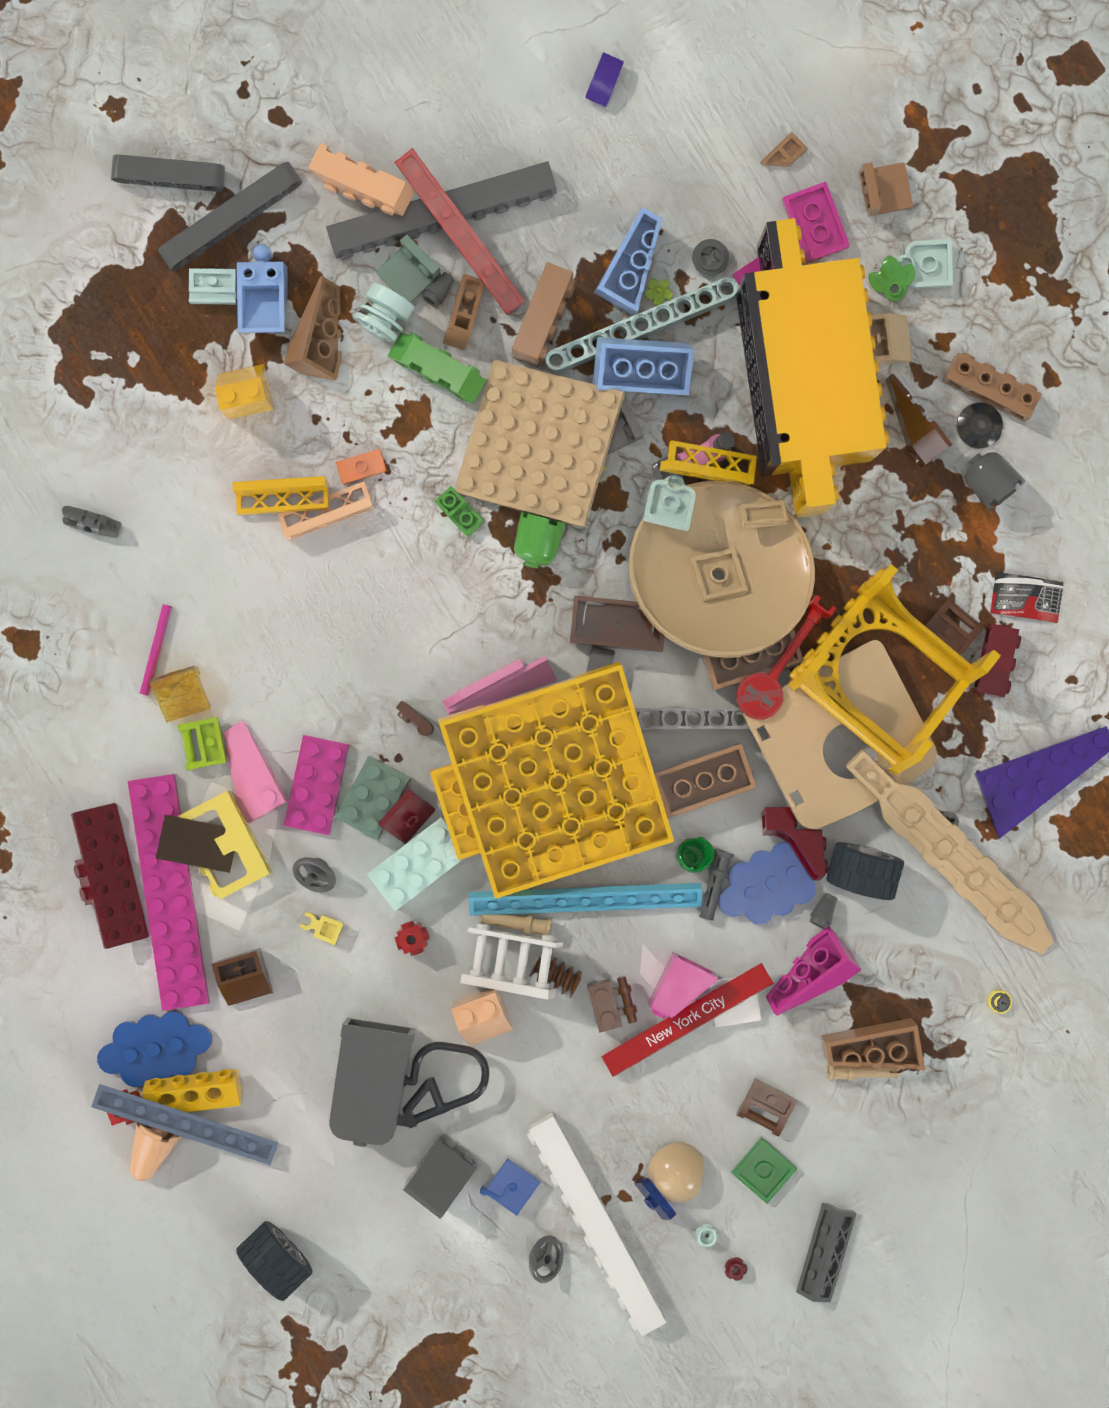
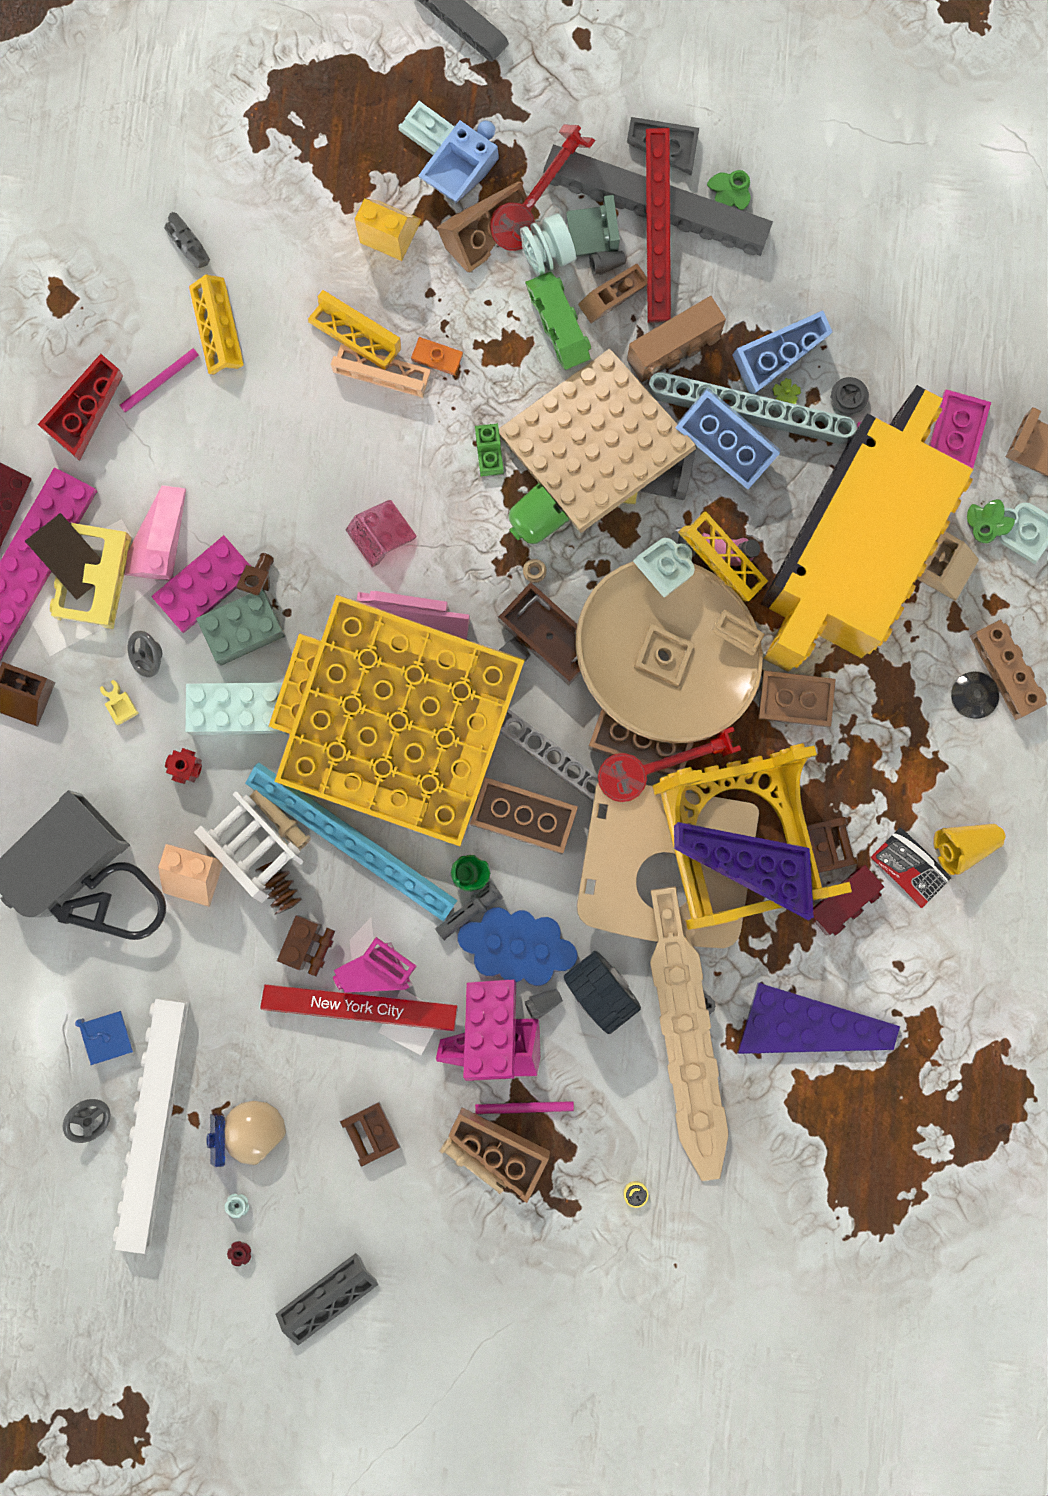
camera: 40 degrees right, 5 degrees down
(114, 720) = (82, 407): none -> red wedge
(167, 568) = (219, 320): none -> yellow fence
(180, 693) = (150, 427): clear yellow plate -> none
(209, 741) = (143, 485): lime plate -> none
(230, 216) = (483, 84): dark grey beam -> none
(340, 309) = (512, 216): none -> red piece
(355, 748) = (256, 576): none -> reddish brown bracket
(361, 181) = (607, 127): light nougat wedge -> none
(406, 816) = (256, 661): dark red plate -> none
(409, 714) = (321, 579): reddish brown plate -> none
(424, 641) = (379, 531): none -> clear pink bracket
(425, 145) = (682, 141): none -> dark grey wing
(440, 1176) = (52, 982): dark grey slope -> none
(493, 160) = (728, 191): none -> bright green plate
(567, 574) = (534, 563): none -> tan plate
(604, 79) = (867, 192): dark purple slope -> none
(668, 970) = (406, 973): none -> dark pink tile
(764, 1170) = (327, 1187): green tile -> none
(785, 152) = (974, 357): medium nougat tile -> none
(801, 962) = (490, 1030): none -> dark pink plate
(806, 843) = (569, 931): dark red arch -> none
(845, 531) = (796, 699): none -> medium nougat plate
(867, 1000) = (524, 1107): none -> dark pink bar
(916, 685) = (762, 865): none -> dark purple wing
(923, 438) = (920, 667): reddish brown wedge -> none
(992, 478) = (953, 745): dark grey cylinder -> none
(1058, 550) = (966, 845): none -> yellow cone

